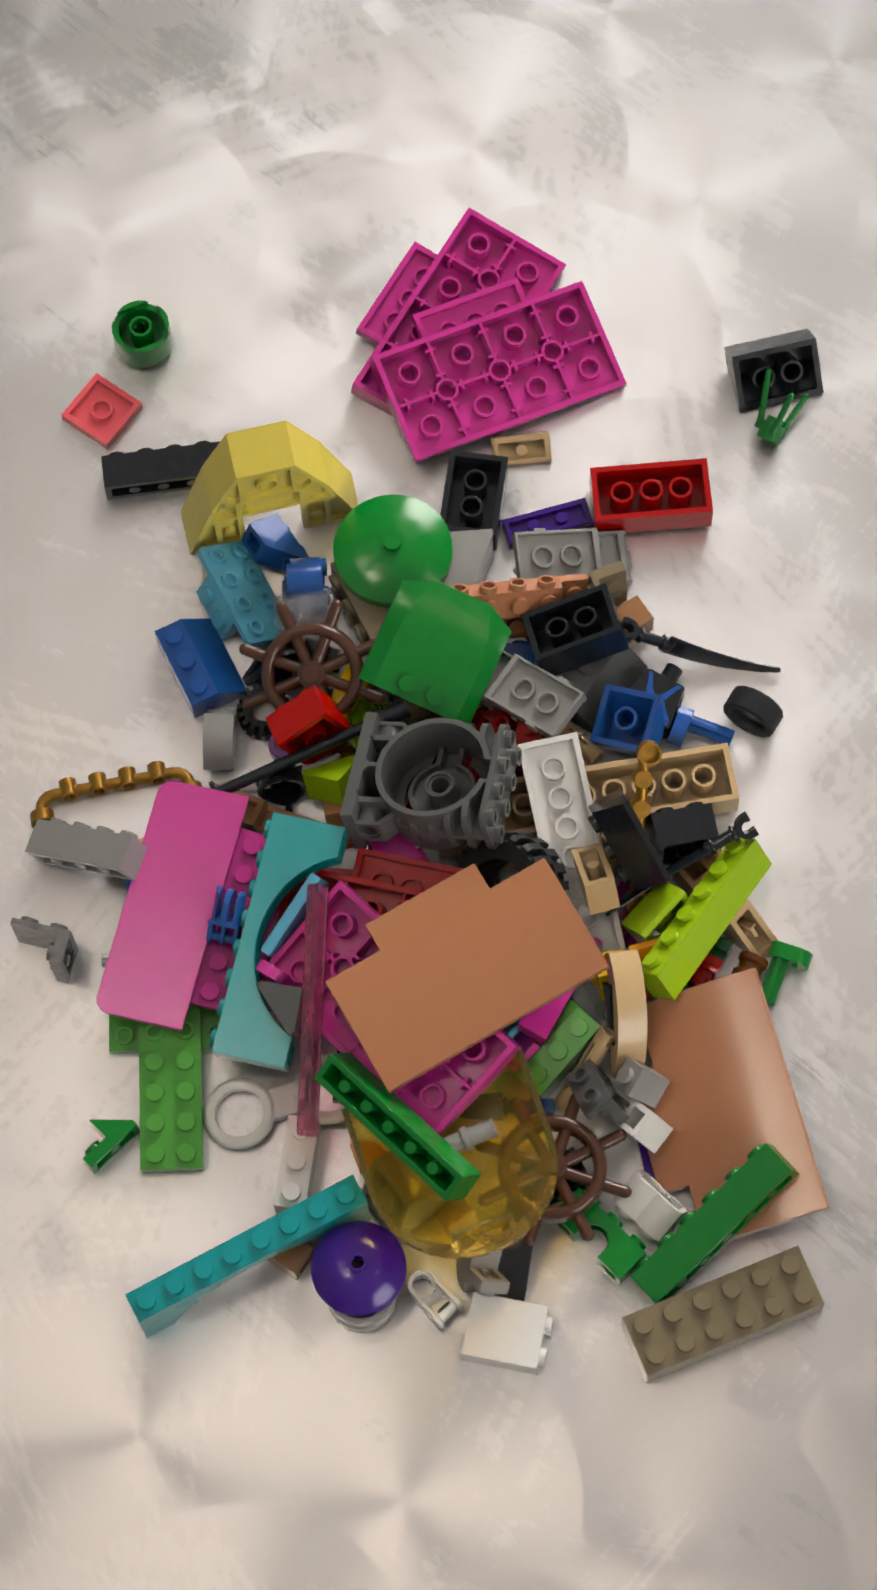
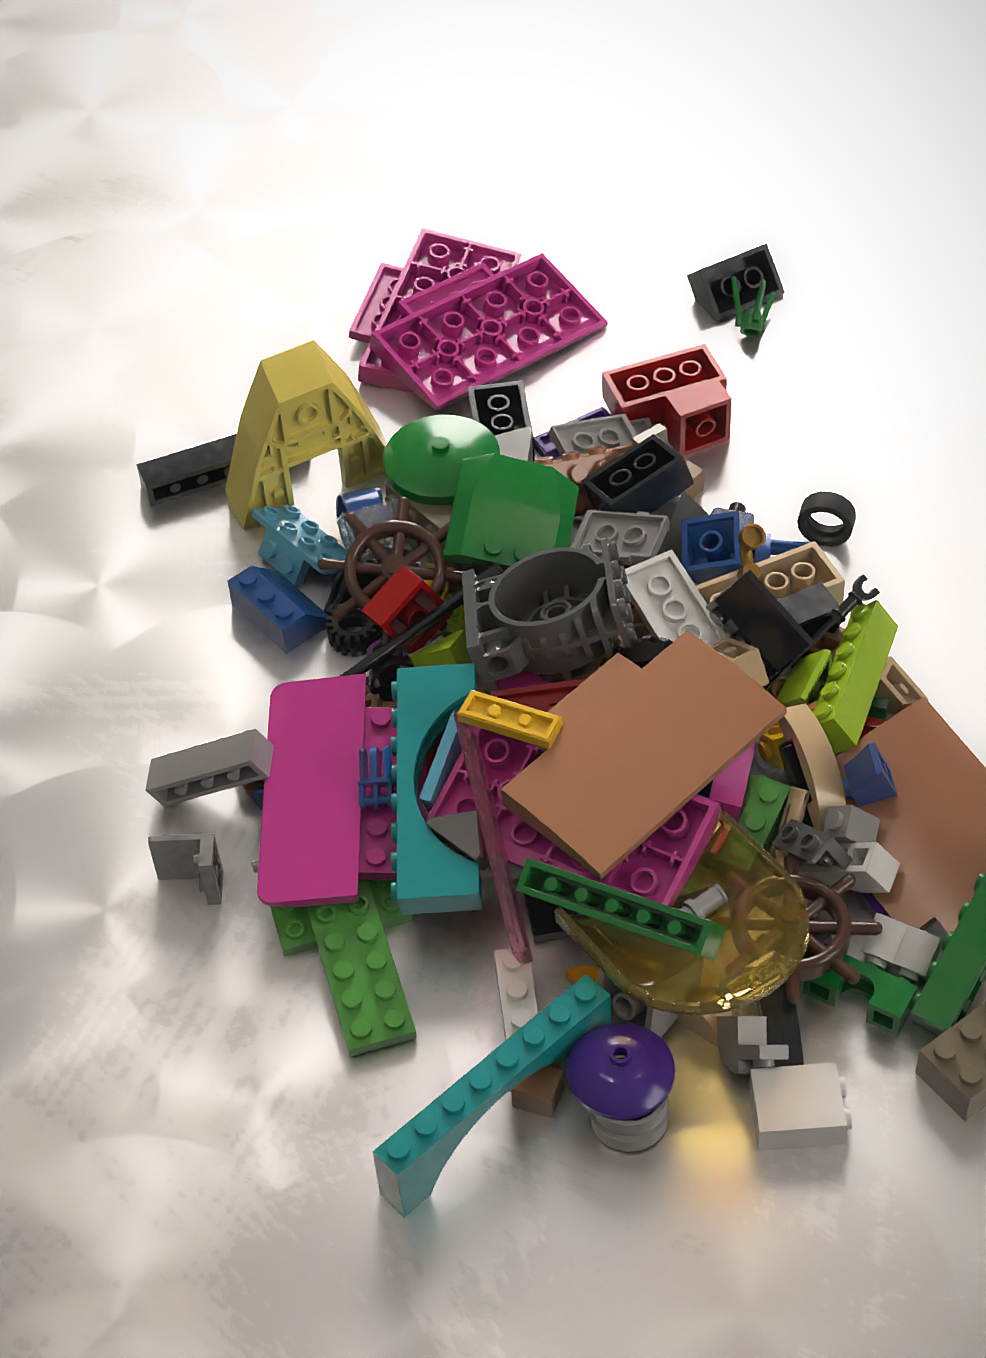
camera: 15 degrees left, 20 degrees down
(99, 785) = (206, 725): pearl gold bar -> none
(102, 411) = (126, 441): coral tile -> none
(115, 1136) = (307, 1029): green slope -> none
(142, 334) = (150, 374): green brick -> none
(219, 738) = (317, 653): light grey brick -> none
(271, 541) = (317, 495): blue slope -> none
(271, 971) = (435, 808): dark pink tile -> none
(276, 1106) = (475, 954): white bar -> none
(354, 910) = (510, 719): none -> yellow tile
(435, 1299) = (709, 1093): white piece -> none
(523, 448) = (537, 382): tan slope -> none
(670, 547) = (698, 416): none -> red brick
(673, 1040) = (868, 777): none -> blue slope
(689, 651) = (752, 492): black sword -> none
(781, 957) = (949, 702): green piece -> none

